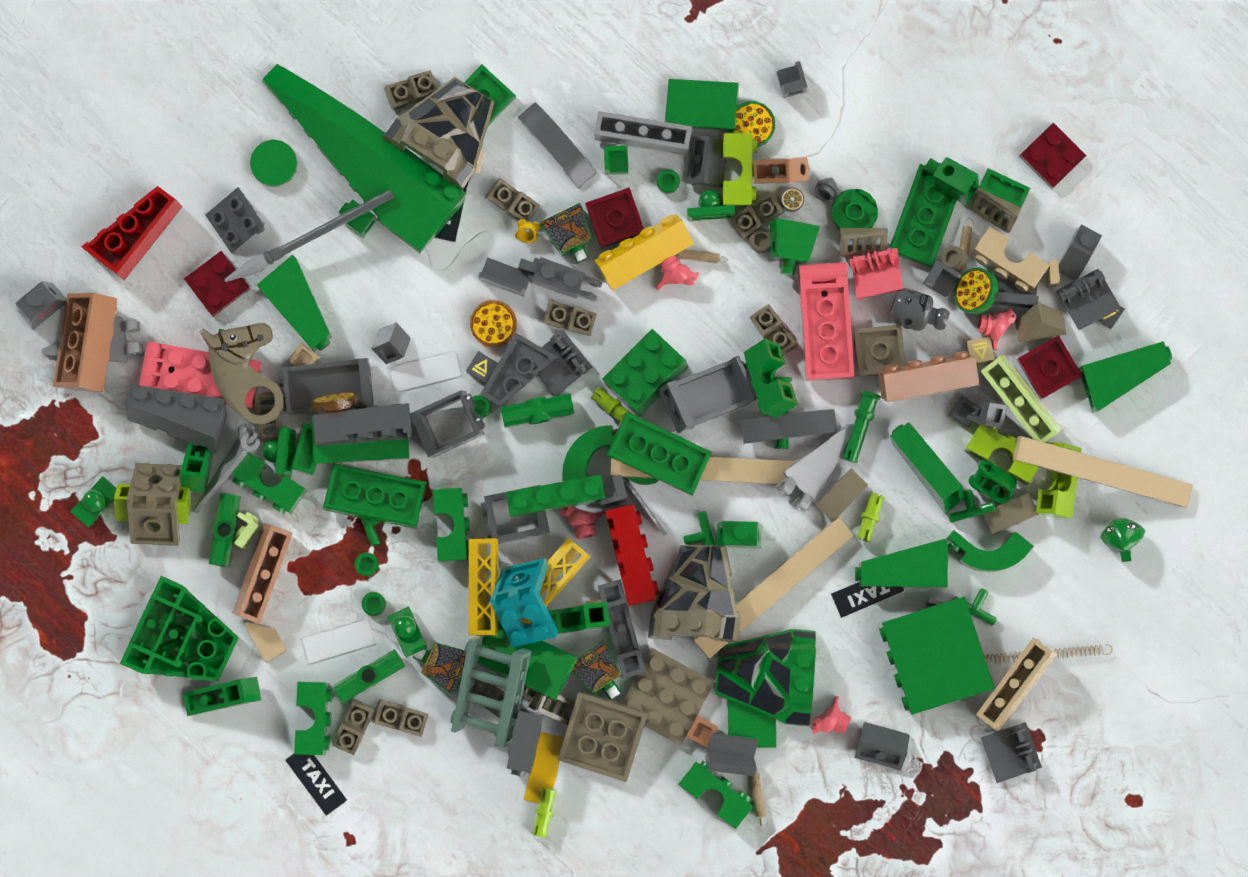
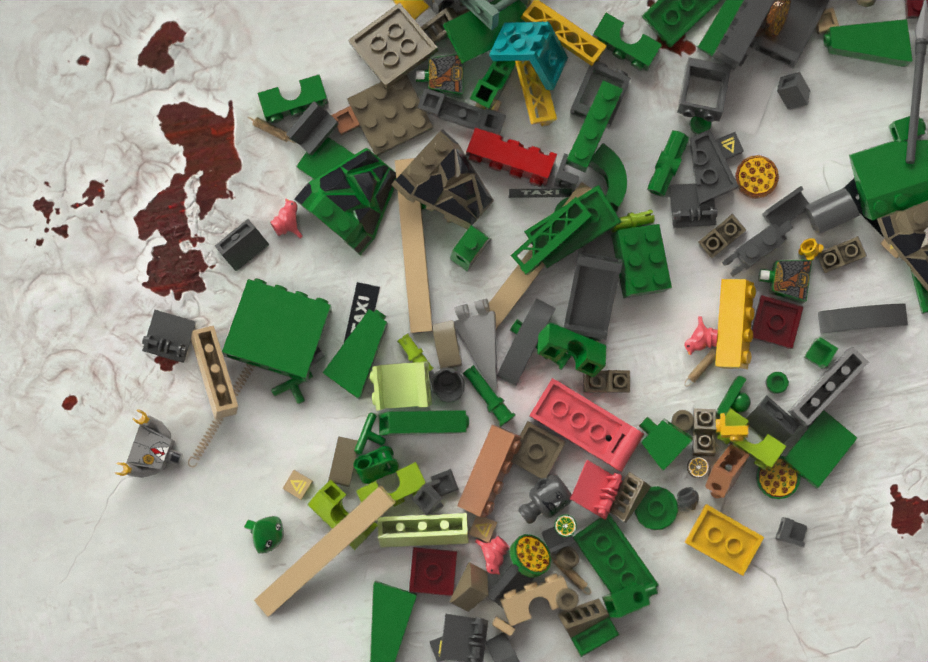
camera: 130 degrees right, 0 degrees up
(480, 235) = (831, 210): none -> dark grey brick
(581, 521) = (561, 139): coral animal -> none
(684, 456) = (559, 239): none -> green fence
(705, 534) = (488, 222): green piece -> none
(745, 184) = (735, 433): none -> yellow bracket
(840, 134) = (724, 539): none -> yellow plate
(877, 467) = (448, 384): none -> dark grey hair
(907, 509) = (401, 385): none -> yellowish green panel
(929, 277) = (565, 525): none -> tile
(991, 232) = (567, 599): none -> dark tan tile
(1006, 556) = (315, 429): green arch -> none
(1059, 541) = (297, 484): none -> tan tile
(1124, 694) = (150, 449): none -> light grey torso

